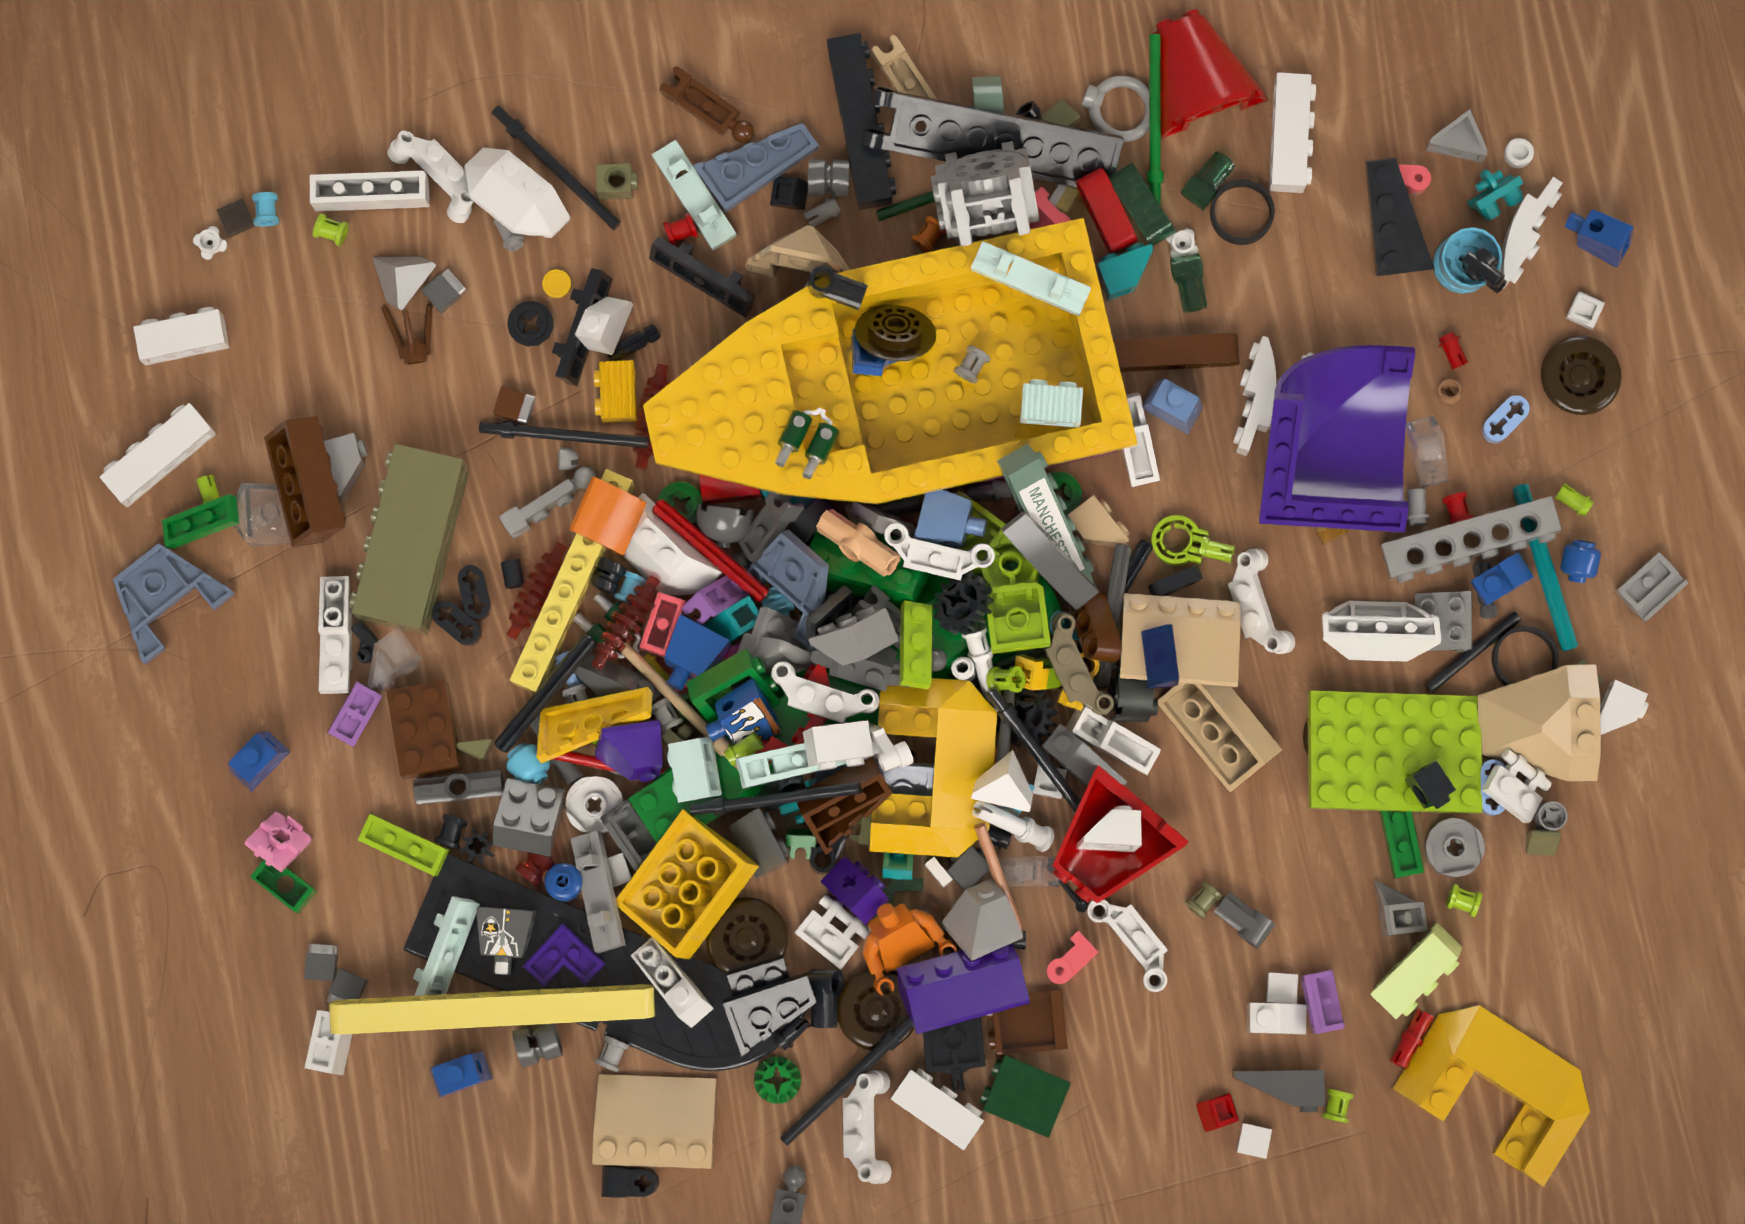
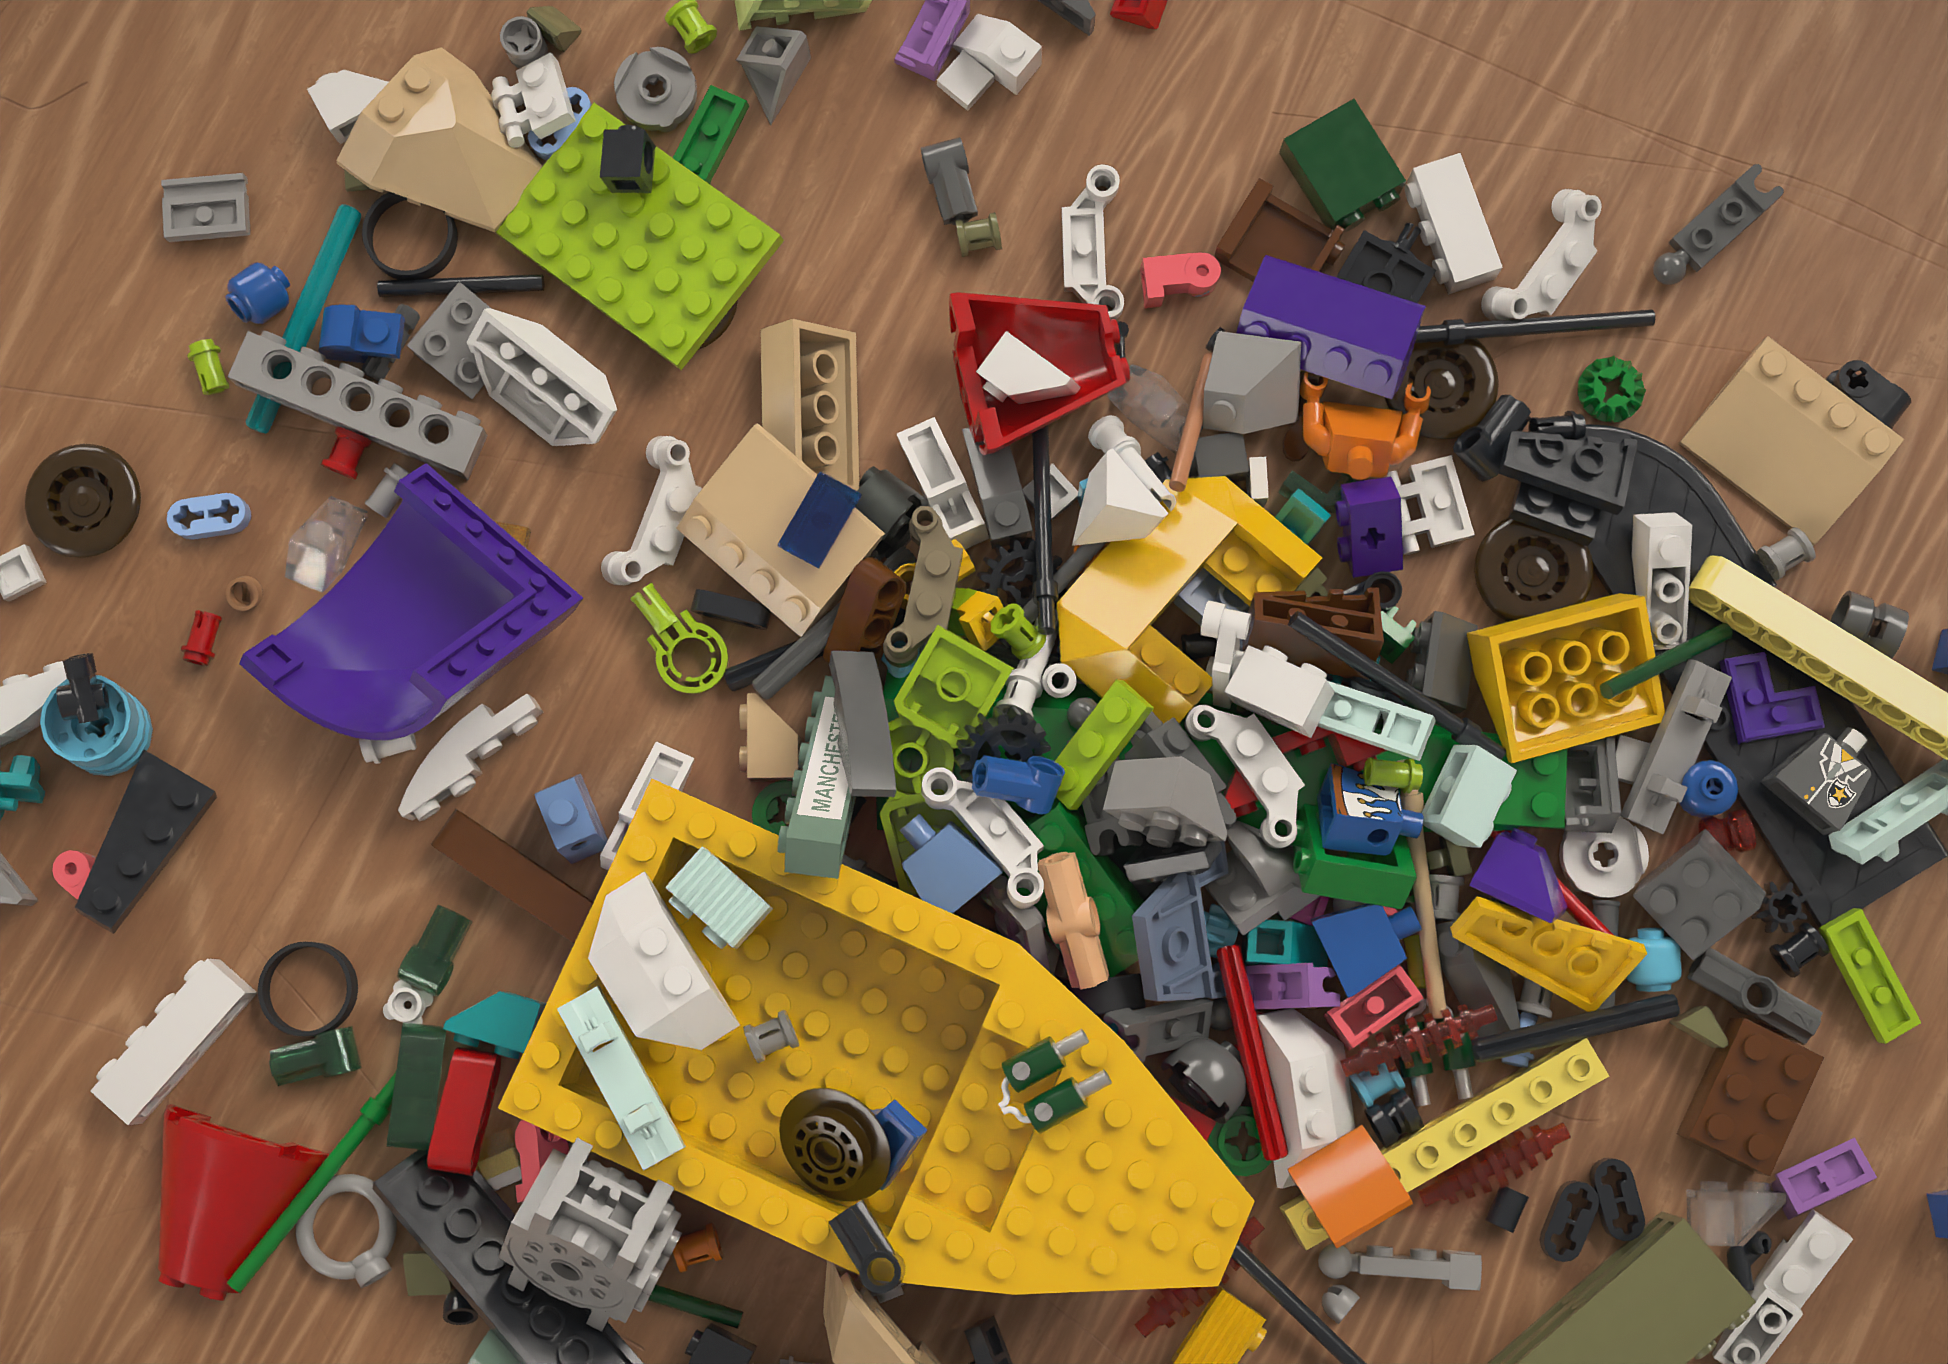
camera: 140 degrees left, 0 degrees up
(637, 932) = (1666, 660): none -> dark green bar
(935, 593) = (1027, 784): none -> blue piece
(1055, 345) = (656, 971): none -> white wedge

